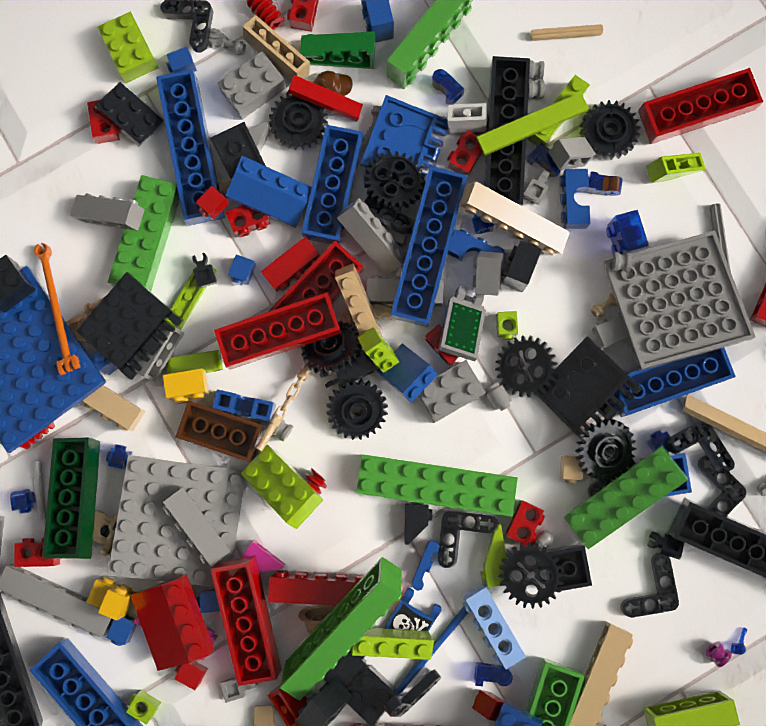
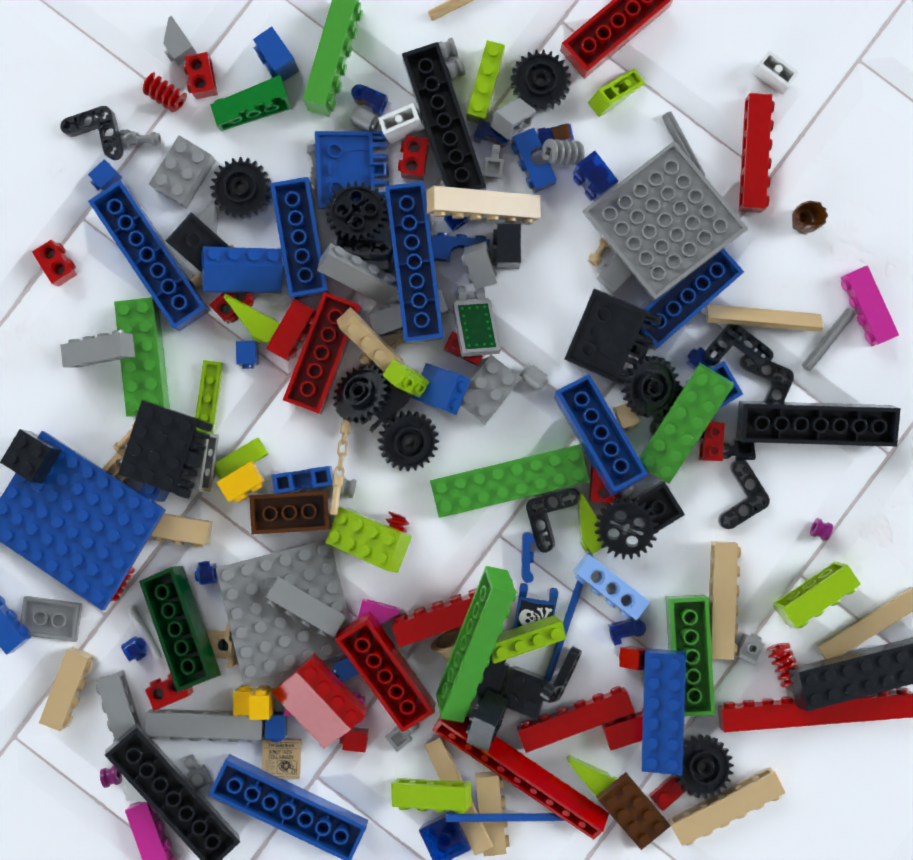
camera: 25 degrees left, 5 degrees up
(29, 646) = (198, 774): none -> light grey plate
(68, 361) = (121, 503): orange hinge -> none
(115, 663) = (282, 758): none -> tan tile
(128, 47) = (47, 181): lime brick -> none
(129, 114) = (76, 247): black plate -> none
(152, 705) = (332, 782): lime brick -> none
(204, 273) = (214, 371): black plate -> none
(212, 203) = (193, 303): red brick -> none
(262, 246) = (257, 323): none -> lime slope
(277, 50) = (191, 128): tan brick -> none
(277, 331) = (306, 399): red brick -> none
(325, 98) = (258, 157): red tile -> none
(335, 82) = (259, 140): reddish brown piece -> none
(416, 520) = (503, 520): black slope -> none
(435, 102) = (364, 119): none -> light grey brick
(507, 316) = (516, 297): lime brick -> none
(510, 373) = (561, 326): black gear -> none
(532, 124) = (465, 106): lime tile -> none
(540, 477) = (600, 435): none -> blue brick
(606, 200) = (563, 151): none -> light grey piece
(621, 262) = (599, 206): light grey wheel -> none
(644, 527) = (712, 442): none -> red brick
(739, 648) = (838, 516): clear blue hand -> none

